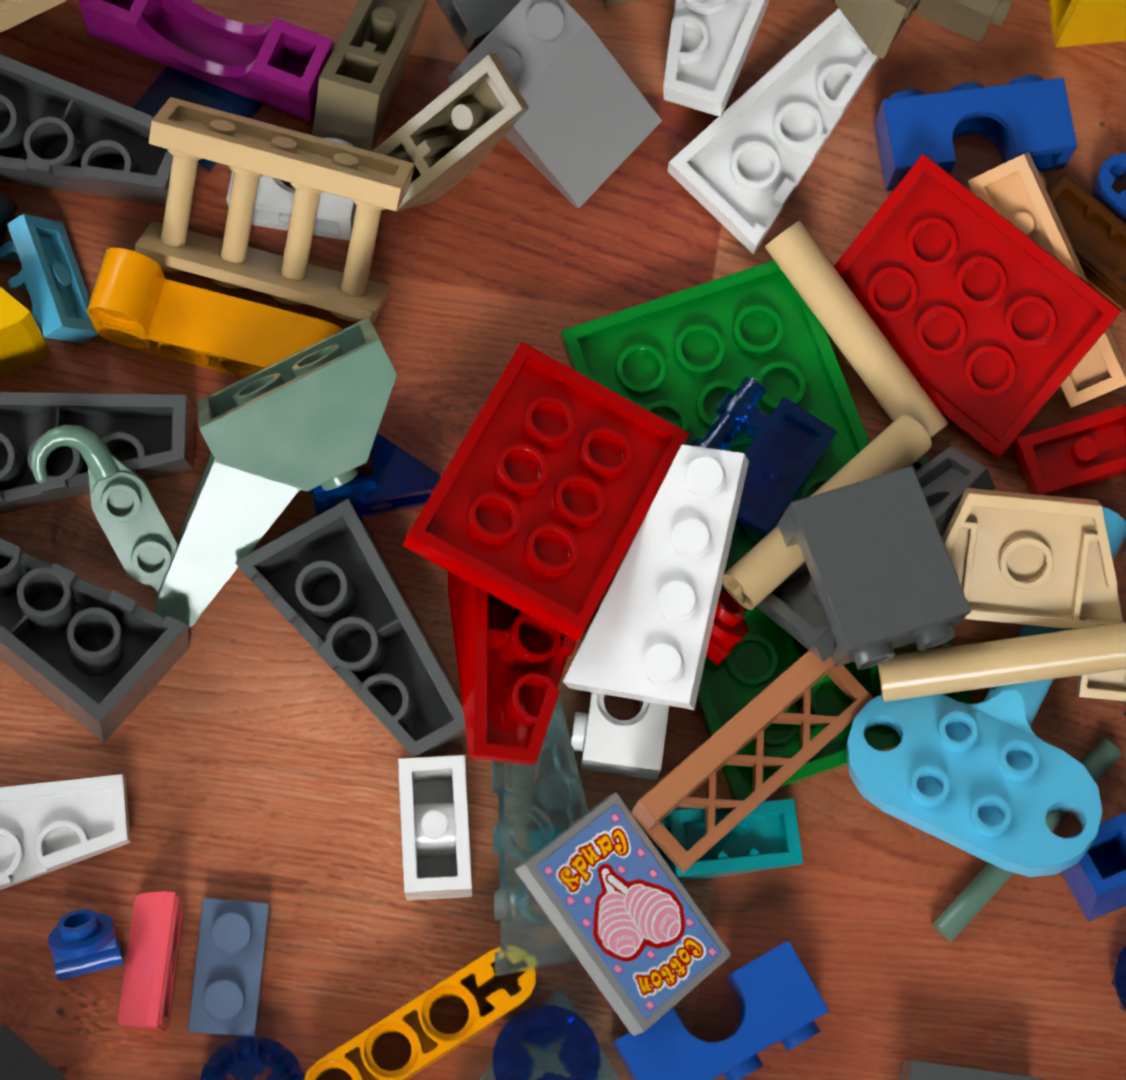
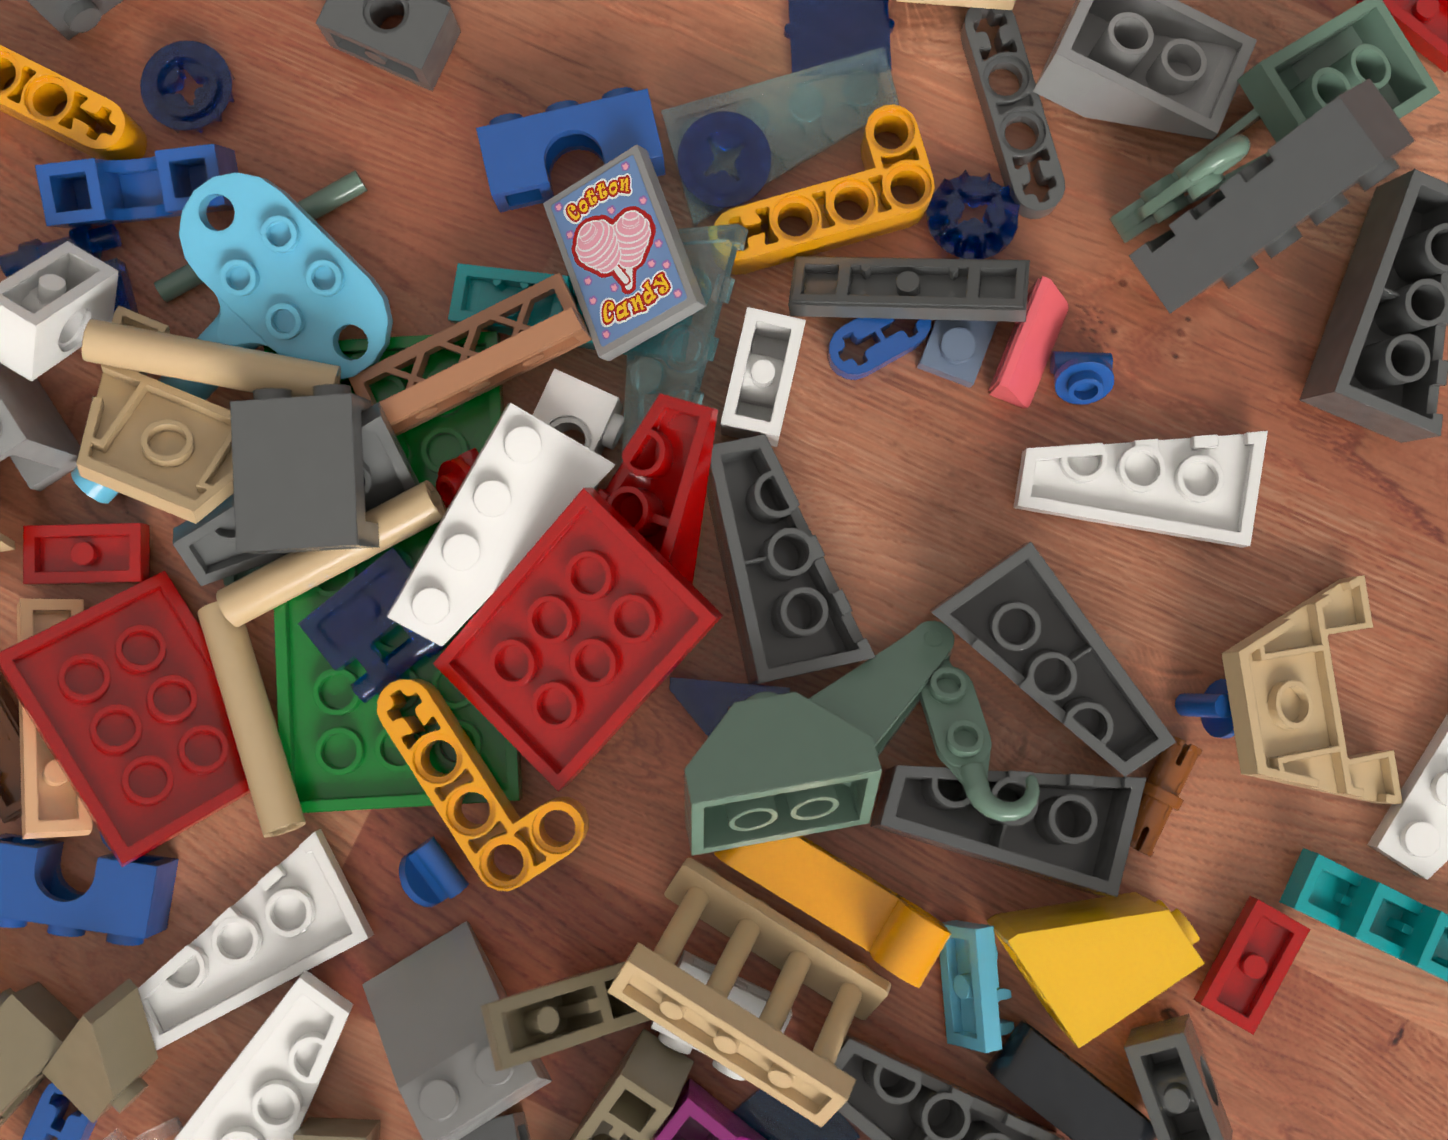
camera: 155 degrees left, 10 degrees up
(300, 975) = (910, 288): none -> dark grey plate
(309, 909) = (877, 356): none -> blue beam
(609, 333) = (473, 775): none -> light orange beam
(628, 237) = (430, 874): none -> blue plate

